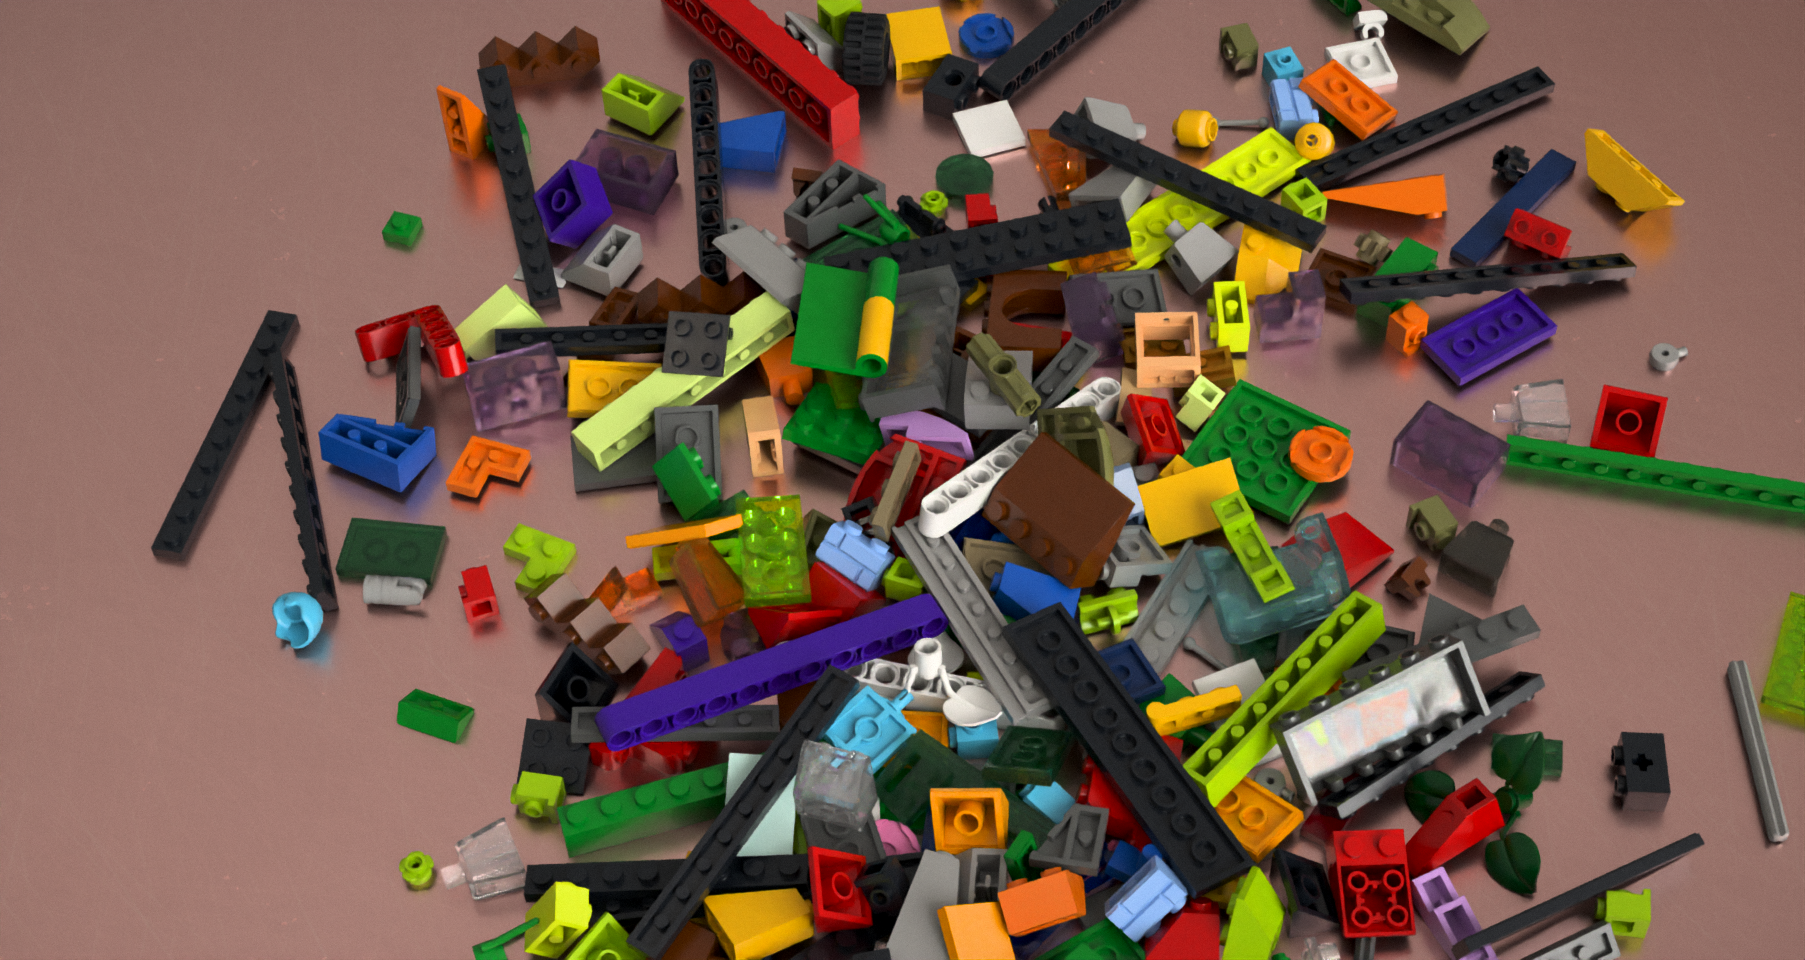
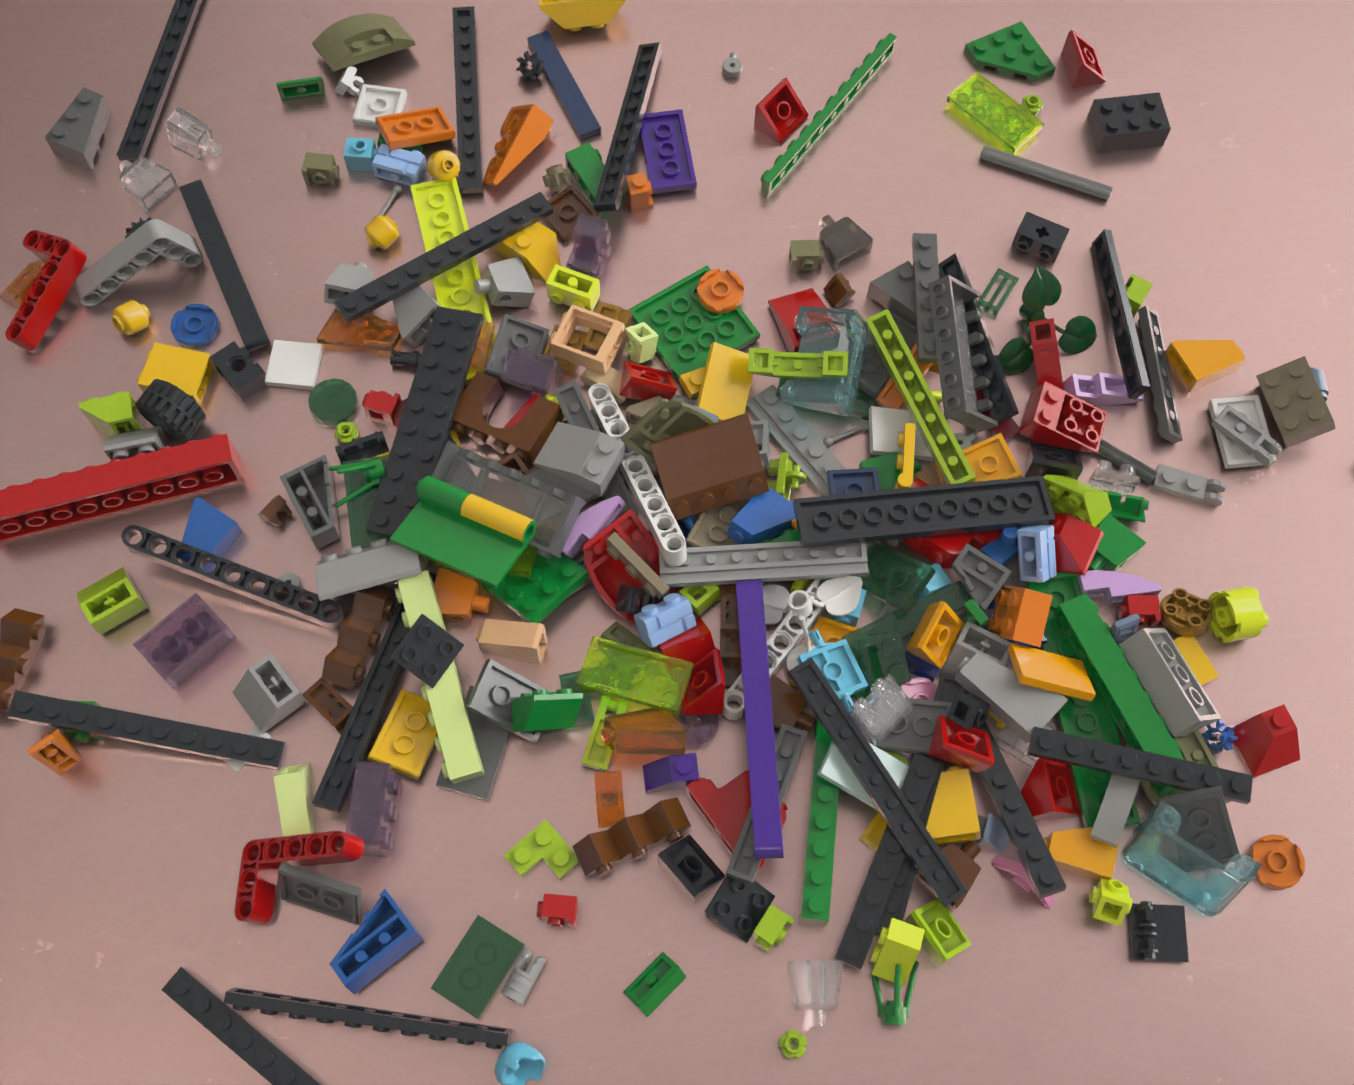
camera: 70 degrees left, 15 degrees up
(402, 228) = (130, 844): green plate -> none
(485, 458) = (424, 859): orange plate -> none
(572, 204) = (203, 693): dark purple brick -> none
(684, 531) = (592, 731): light orange tile -> none
(1003, 375) = (615, 444): olive piece -> none
(1305, 199) = (490, 198): lime brick -> none
(1449, 453) = (755, 219): clear purple brick -> none
(1536, 232) = (605, 79): red bracket -> none
(1537, 411) = (746, 155): clear torso -> none

